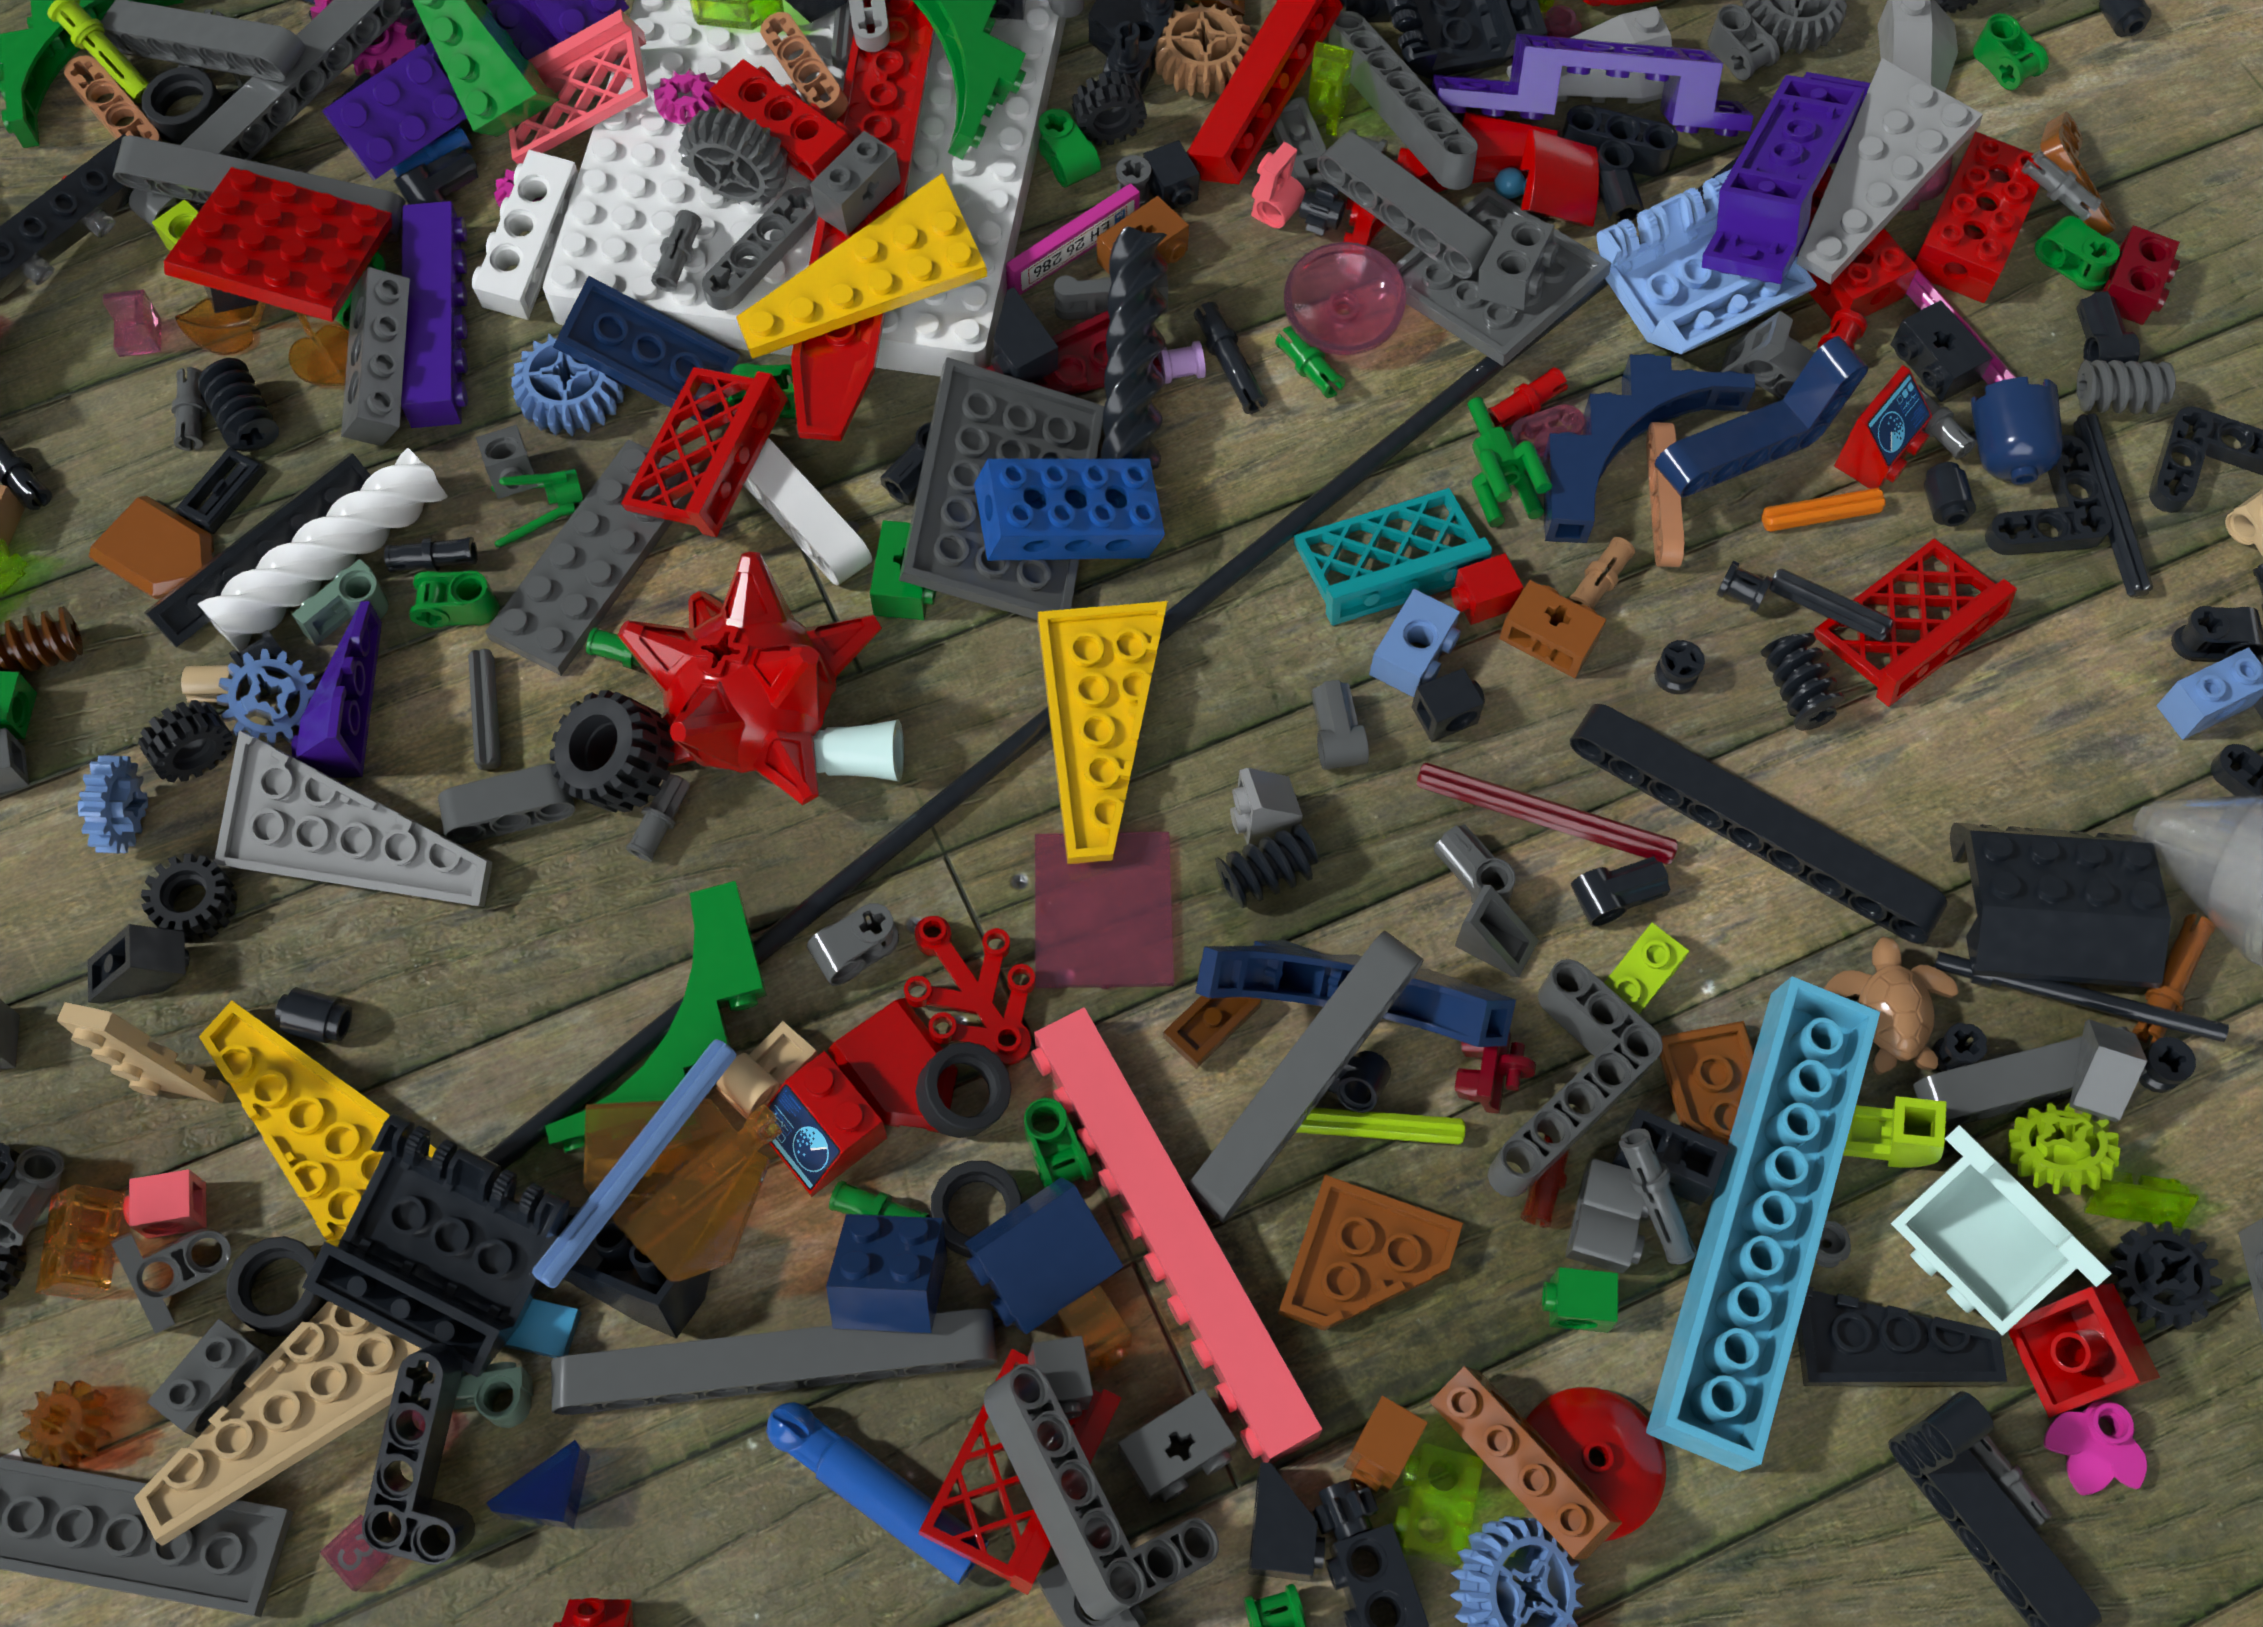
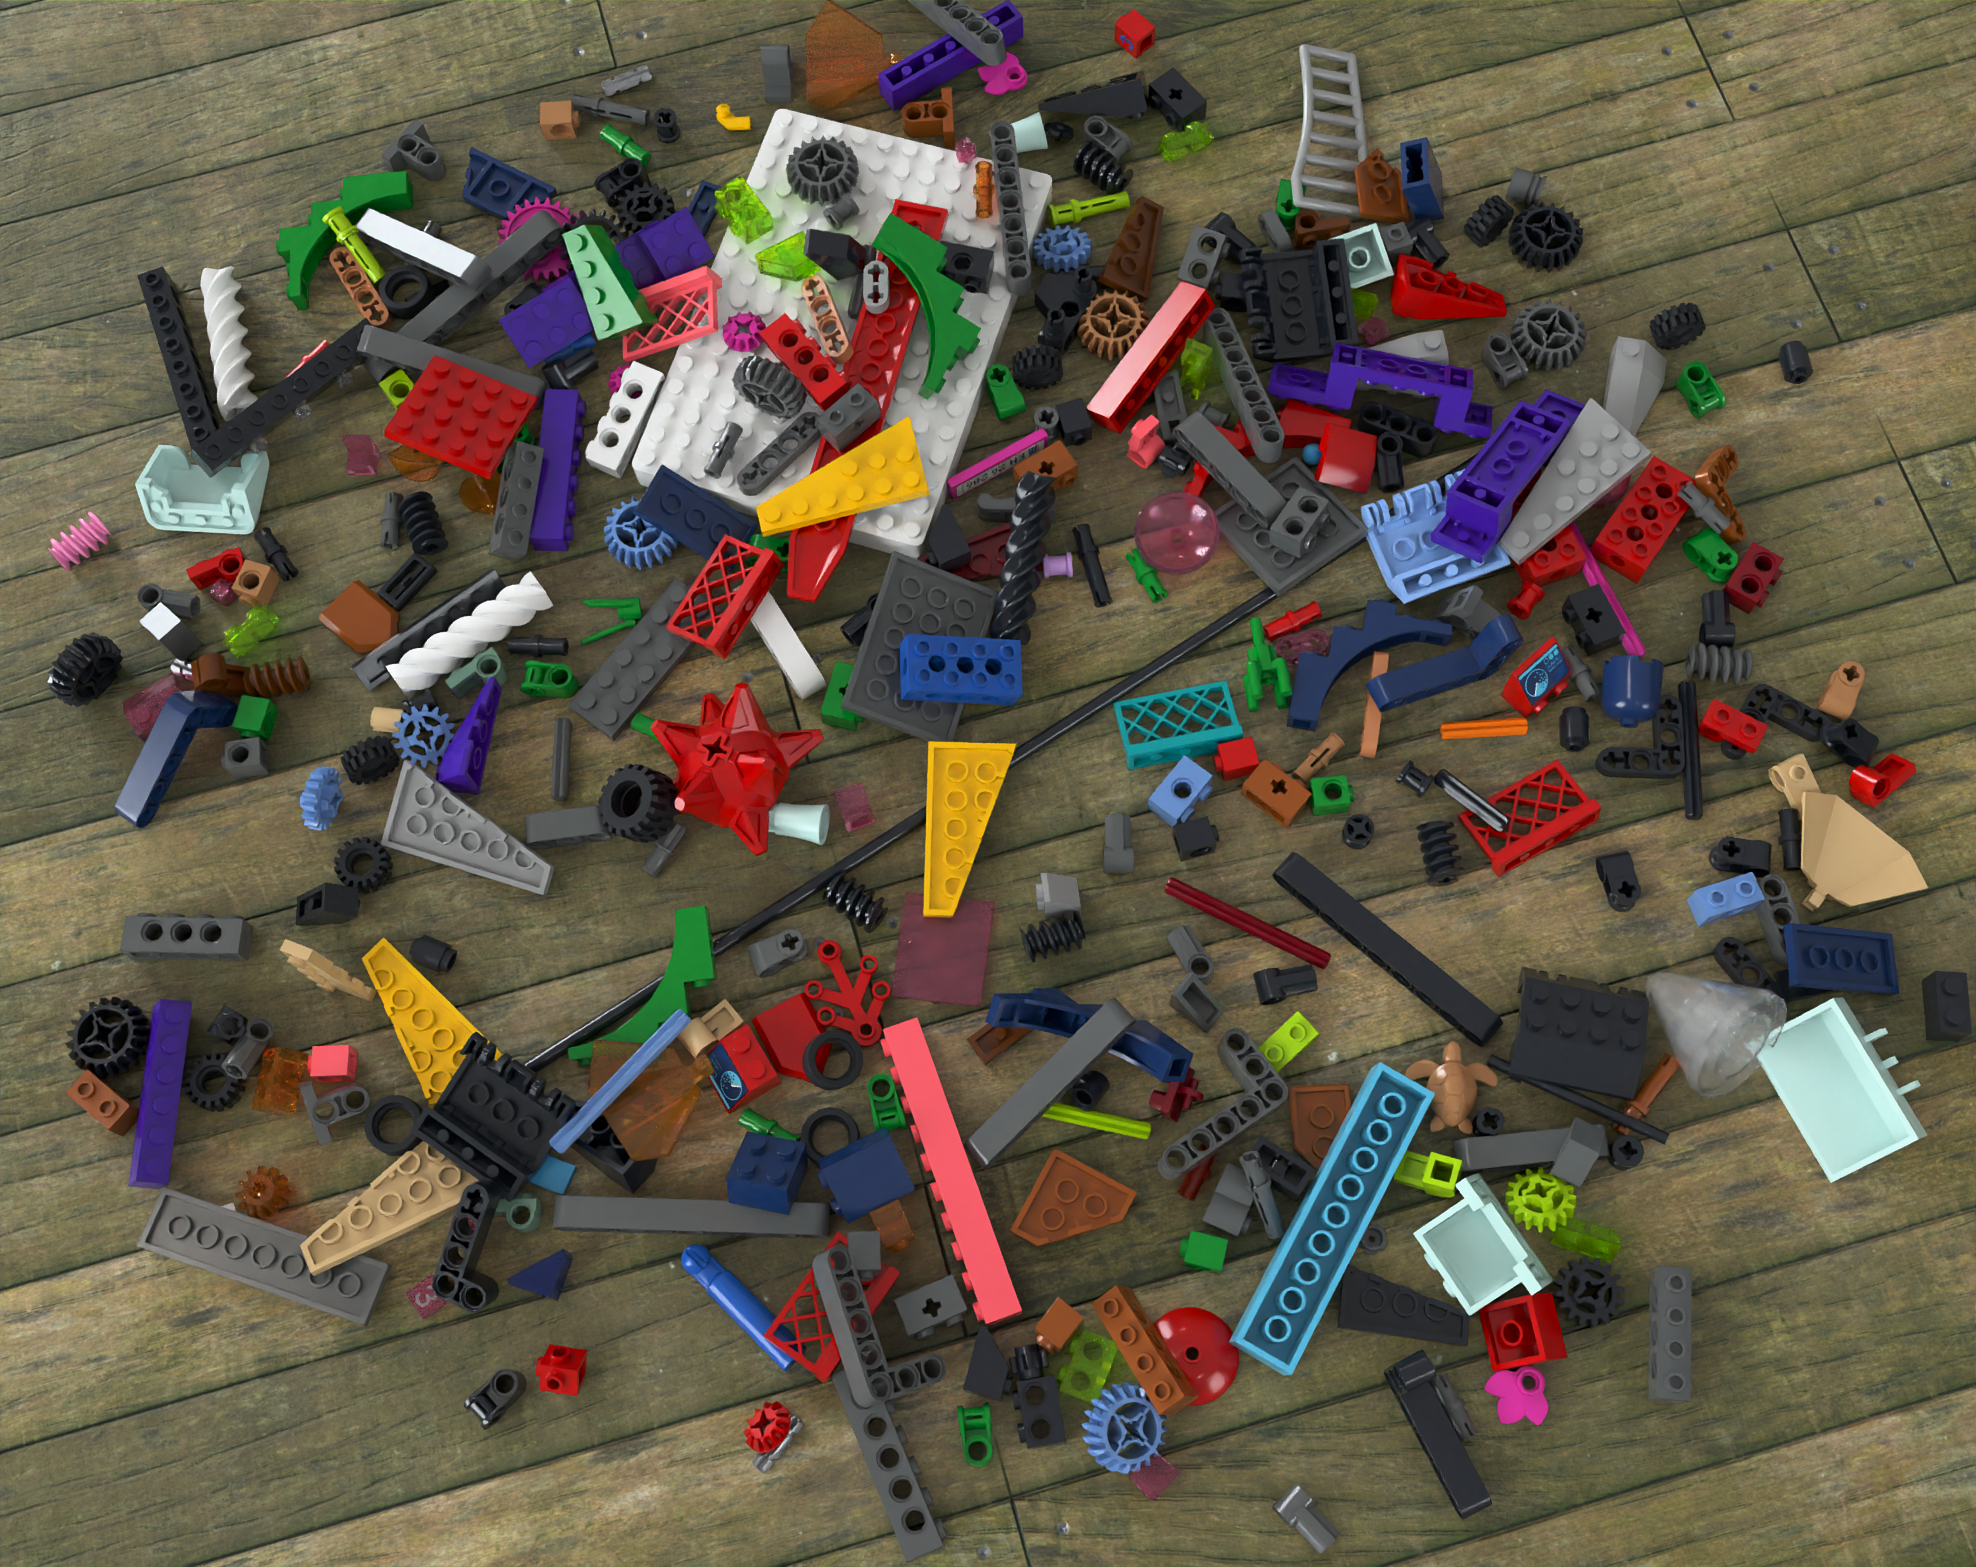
camera: 15 degrees right, 5 degrees up
(208, 1378) = (349, 1177): dark grey brick -> none
(505, 457) = (594, 584): dark grey brick -> none
(939, 721) = (854, 807): none -> clear pink panel
(962, 856) = (855, 903): none -> black piece
(1622, 636) = (1321, 804): none -> green brick
(2059, 682) = (1618, 875): none -> black piece
(2155, 461) = (1729, 724): none -> red plate

